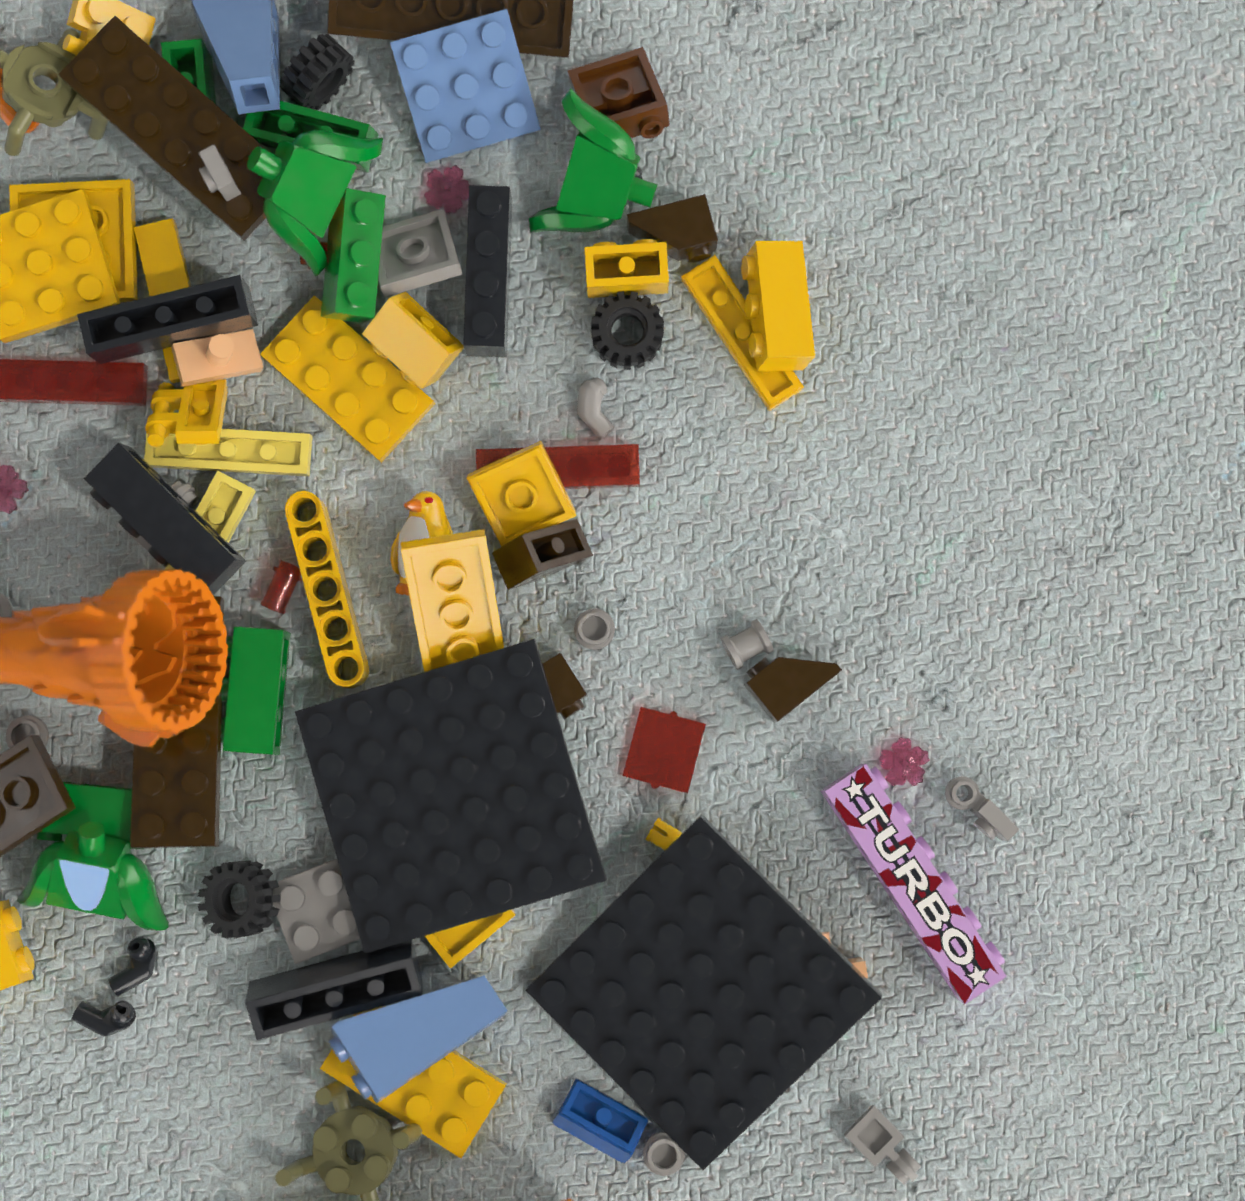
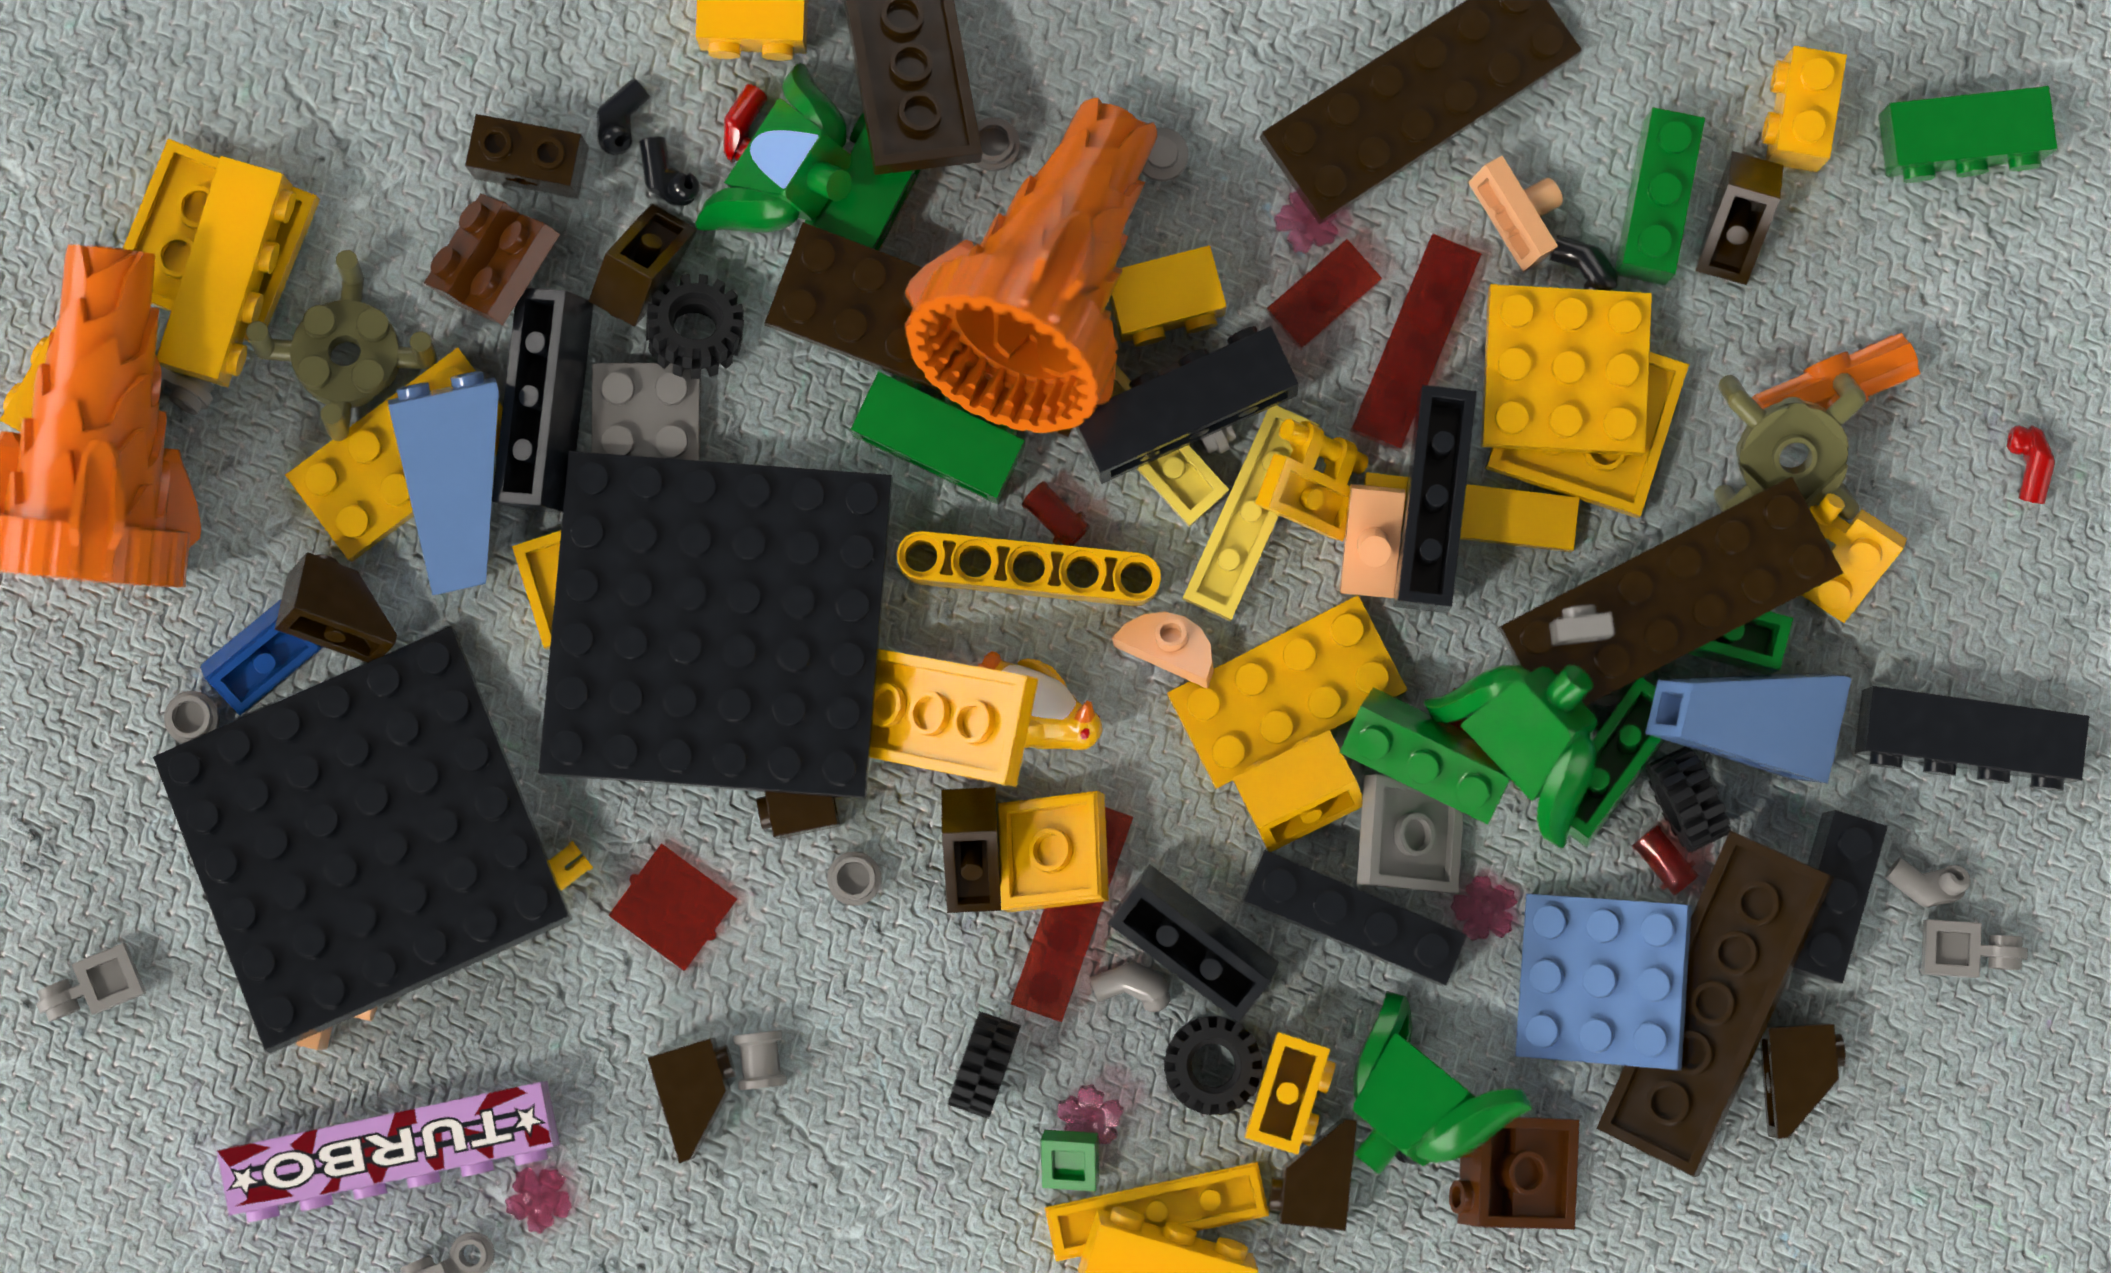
camera: 115 degrees right, 0 degrees up
(51, 457) = (1324, 294): none -> clear red plate
(75, 927) = (739, 119): none -> red arm
(86, 558) = (1168, 296): none -> yellow brick
(158, 1074) = (527, 156): none -> dark brown brick
(208, 957) = (641, 264): none -> dark brown slope
(243, 1069) = (490, 258): none -> reddish brown plate
(343, 471) = (1169, 643): none -> light nougat plate
(367, 77) = (1665, 860): none -> clear red pin
(545, 1080) = (334, 609): none -> dark brown slope
(547, 372) = (1194, 943): none -> black brick
(689, 484) = (984, 1064): none -> black tyre
(695, 401) = (1091, 1114): none -> clear pink plant
(731, 402) = (1070, 1160): none -> plate

